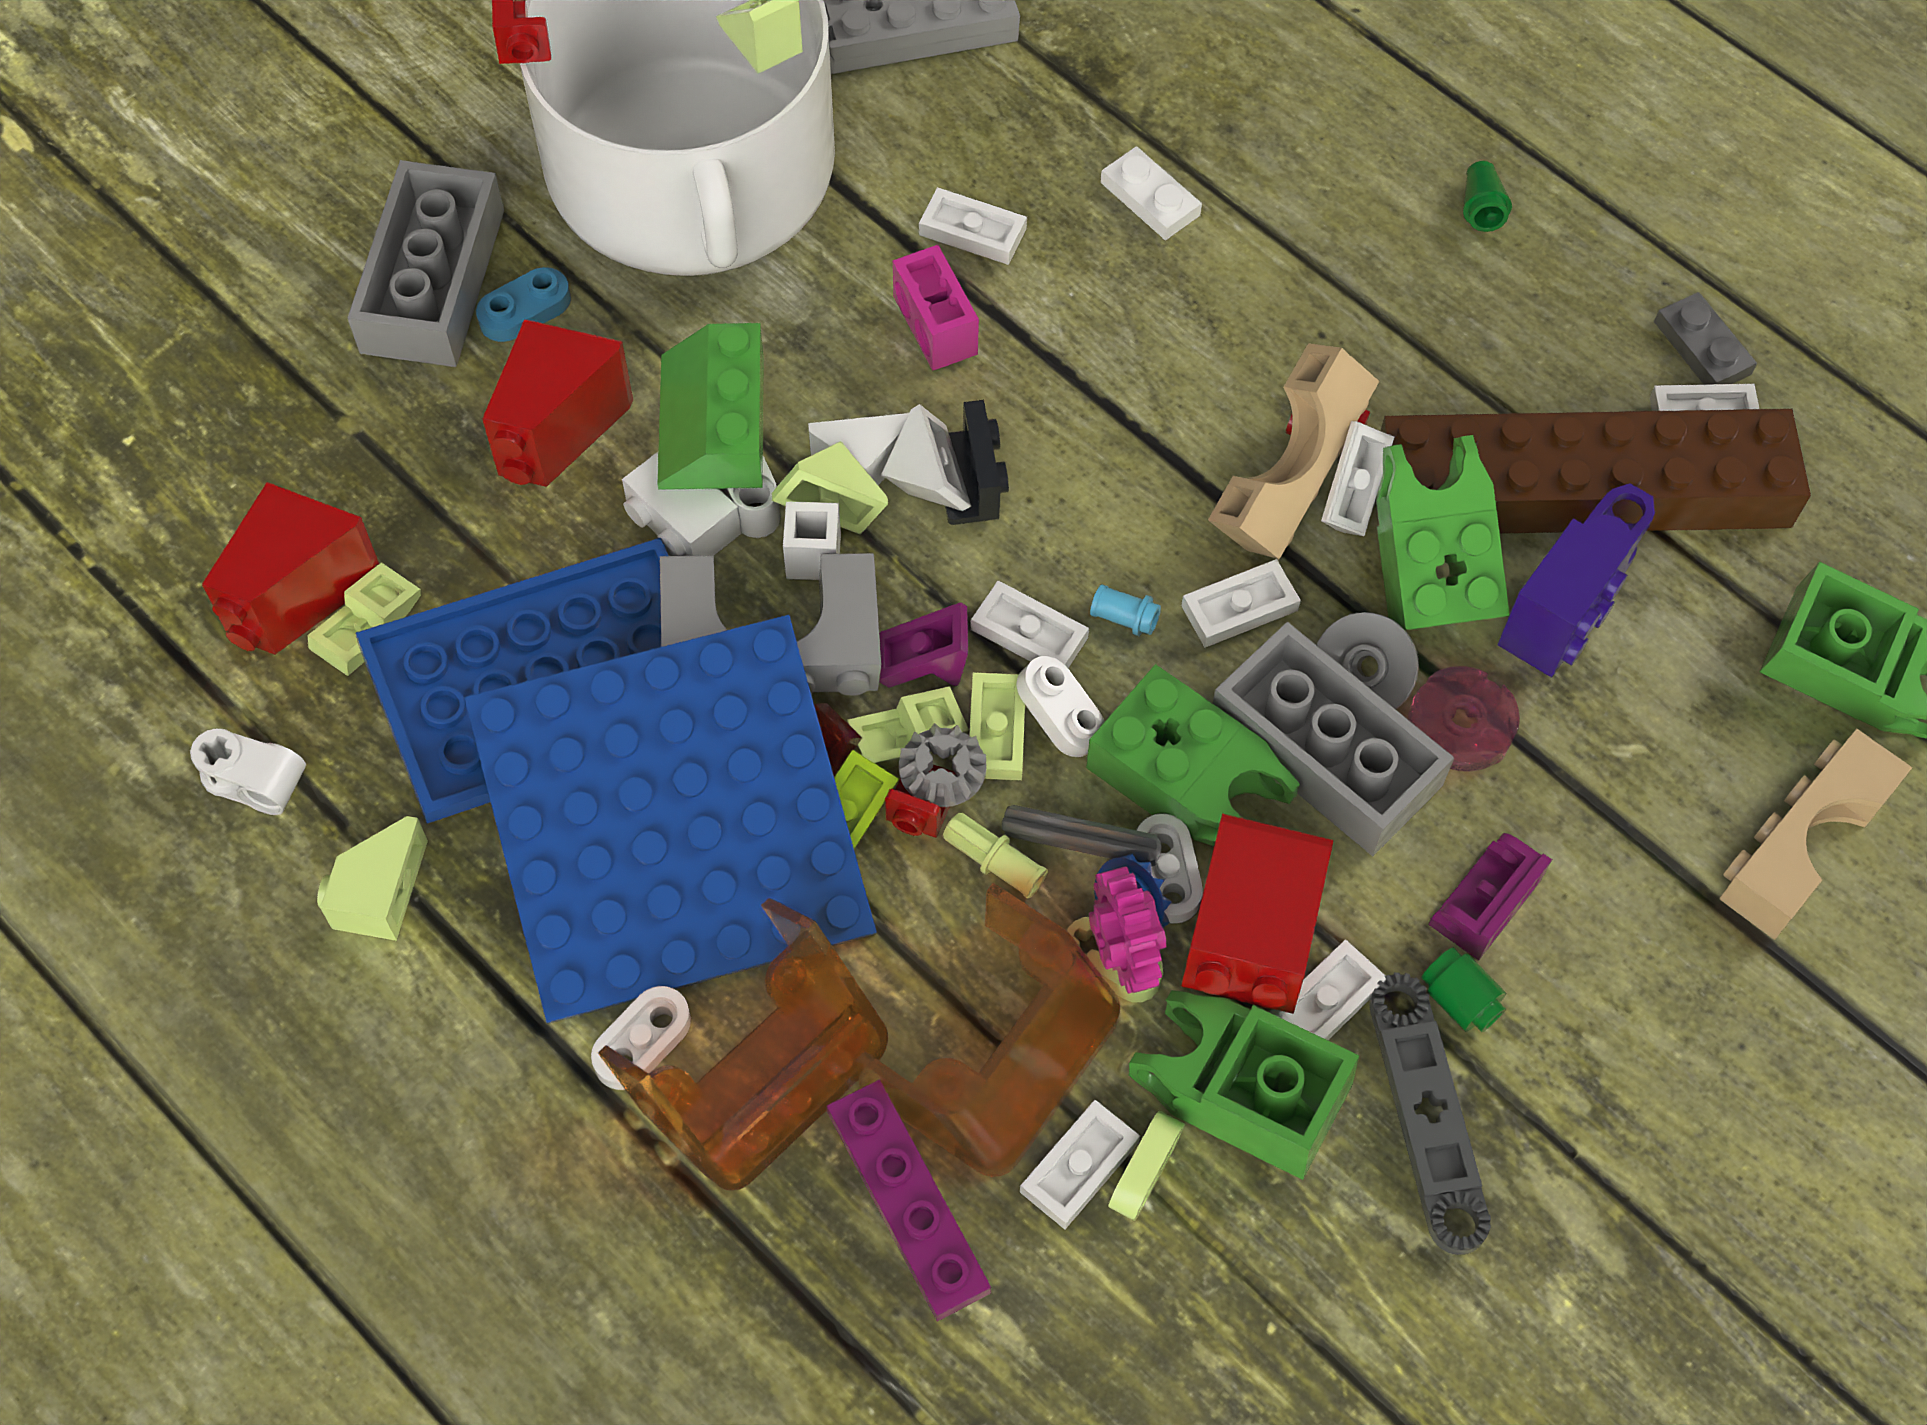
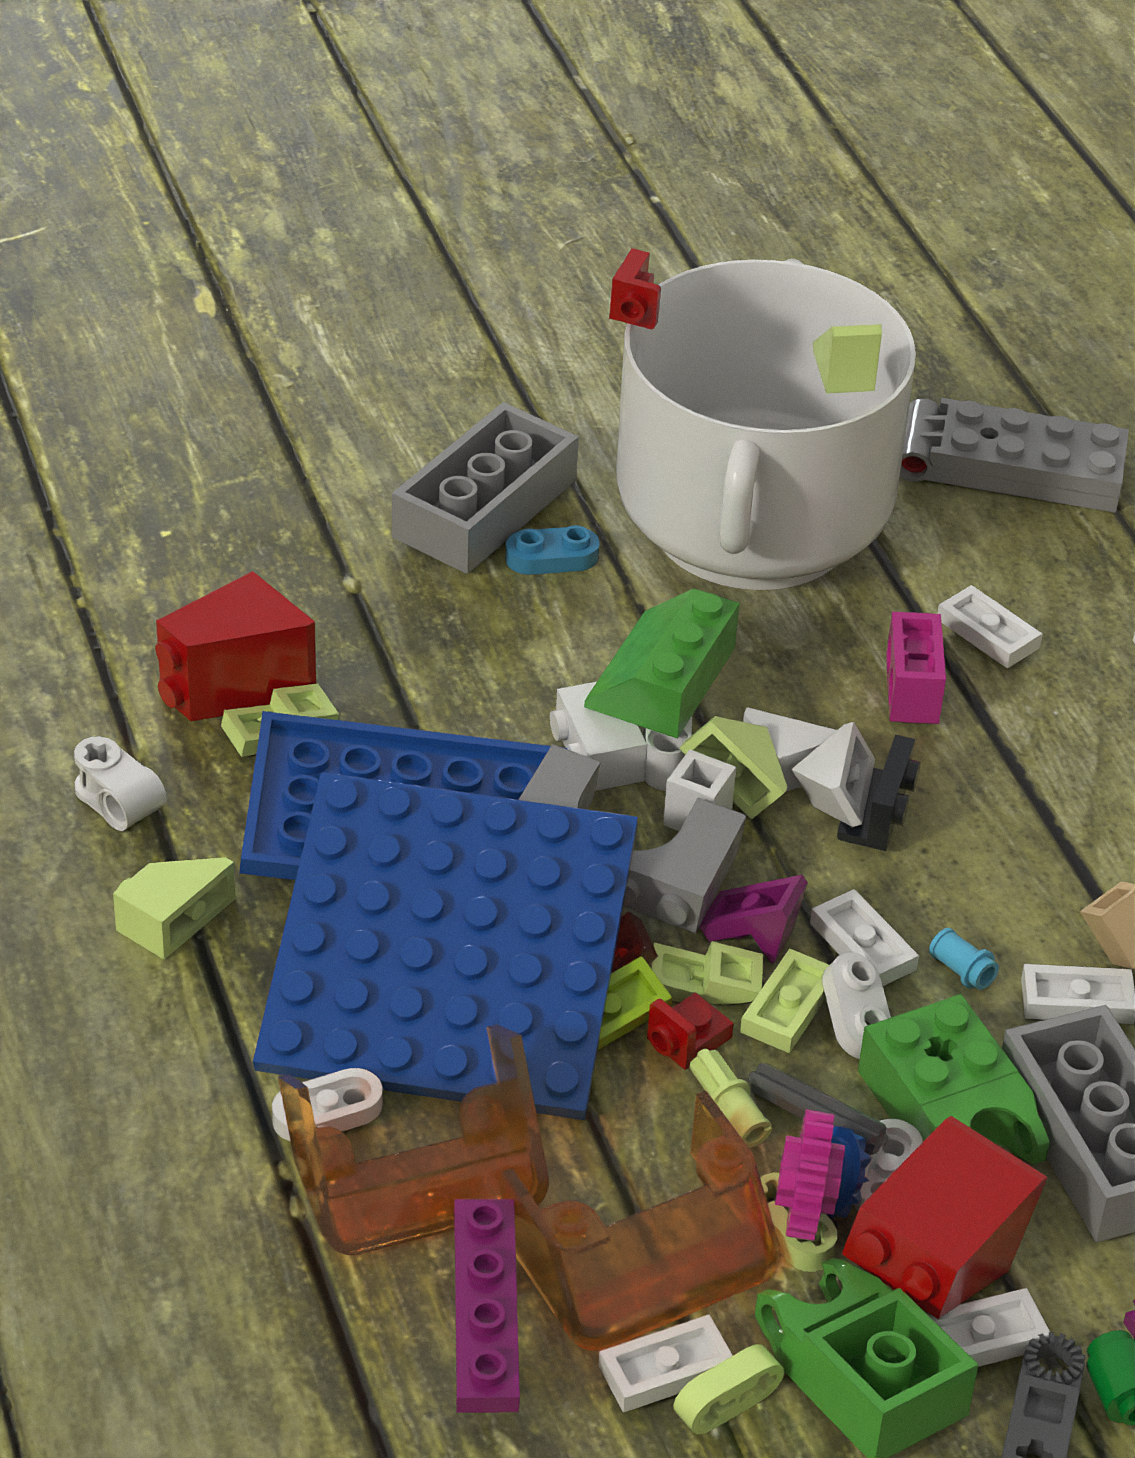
camera: 25 degrees right, 20 degrees down
(554, 401) = (532, 615): red slope -> none
(940, 786) = (710, 1020): light grey gear -> none

